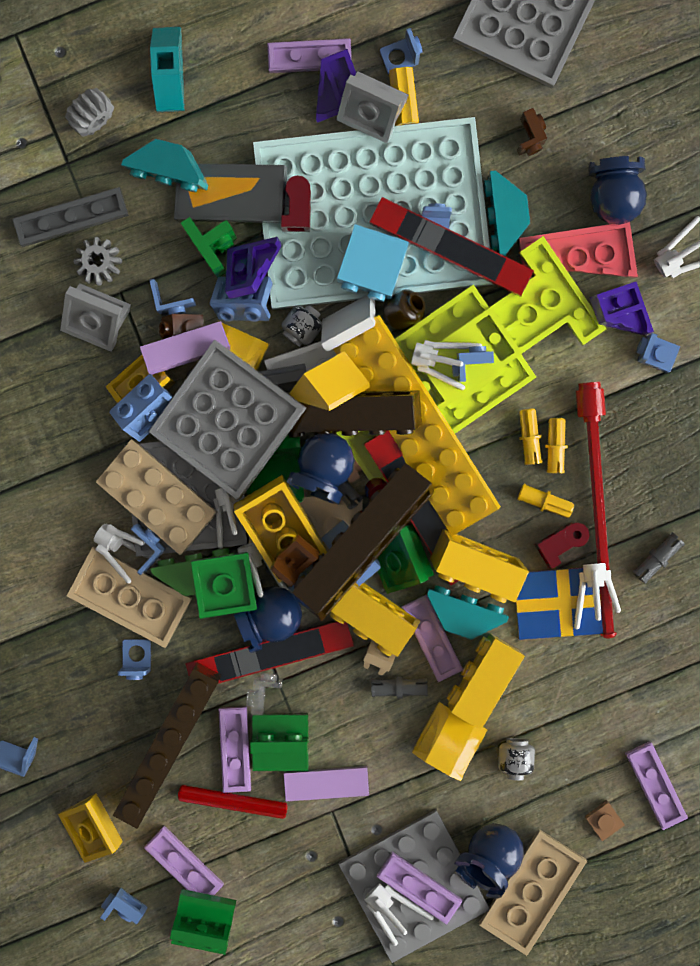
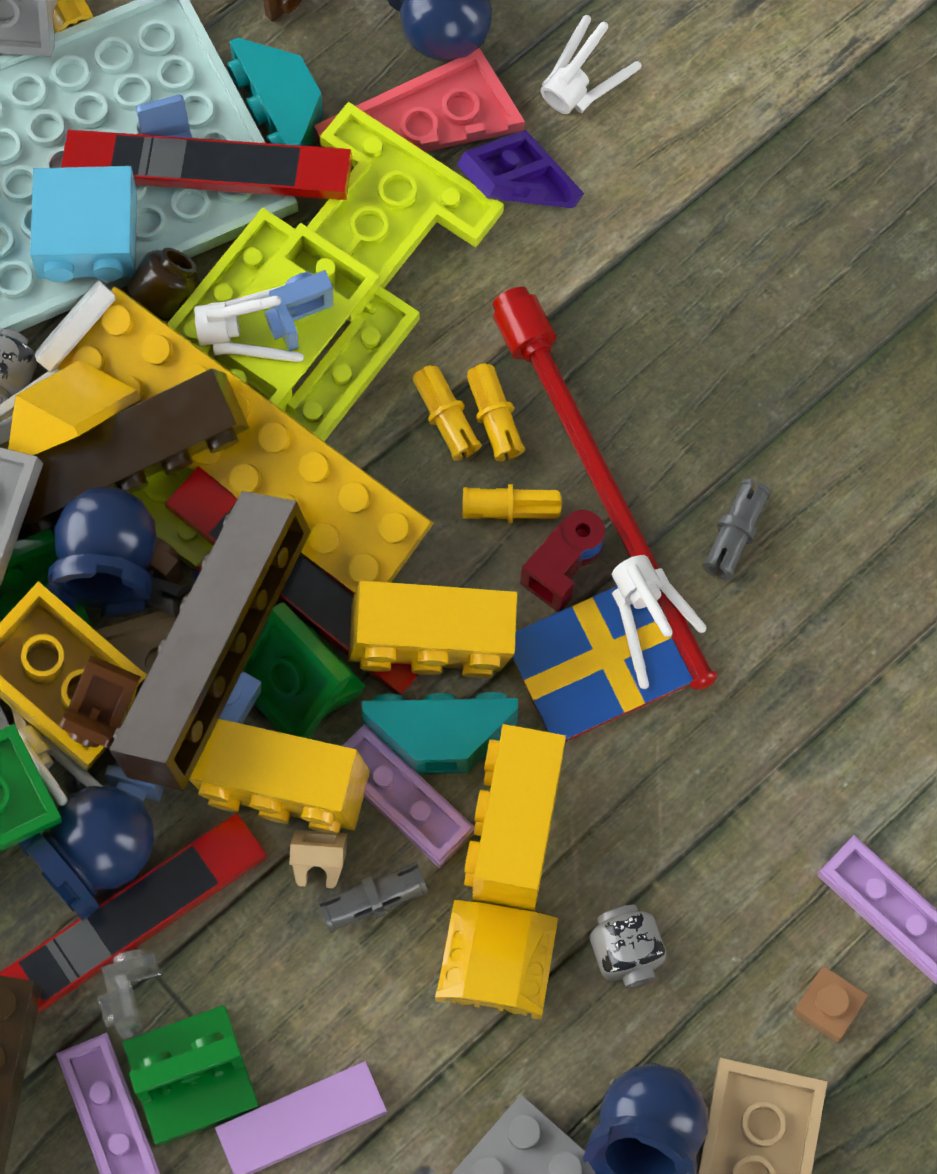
camera: 20 degrees left, 20 degrees down
(657, 352) = (602, 223): medium blue bracket -> none

